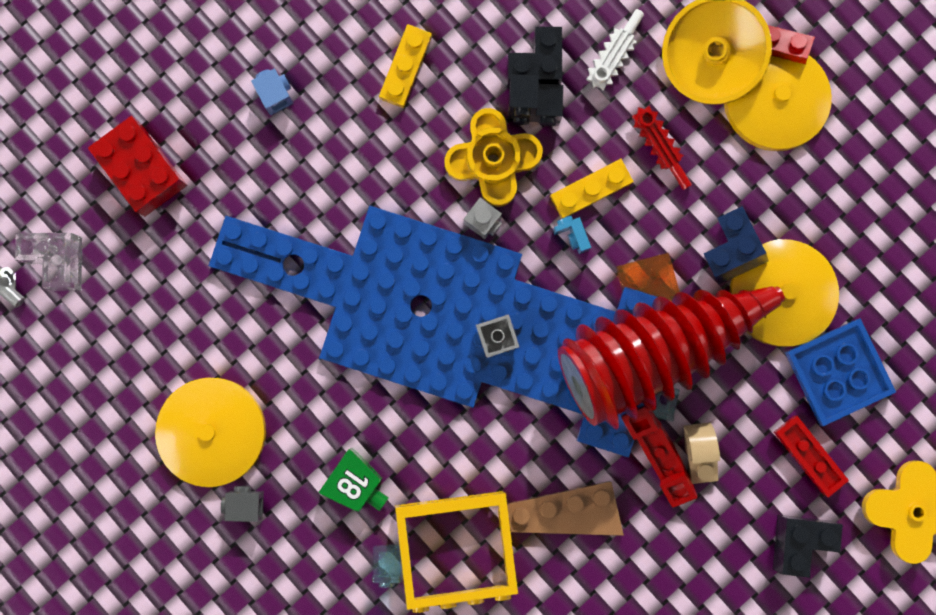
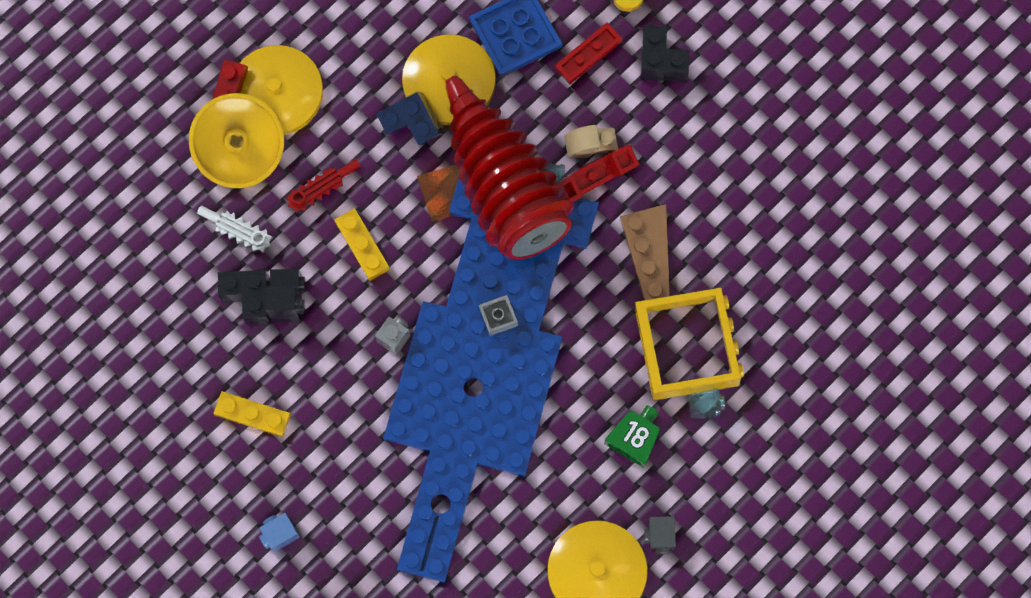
camera: 85 degrees left, 10 degrees down
(491, 137) = (331, 313): yellow plant -> none
(578, 237) = (406, 252): dark azure bracket -> none

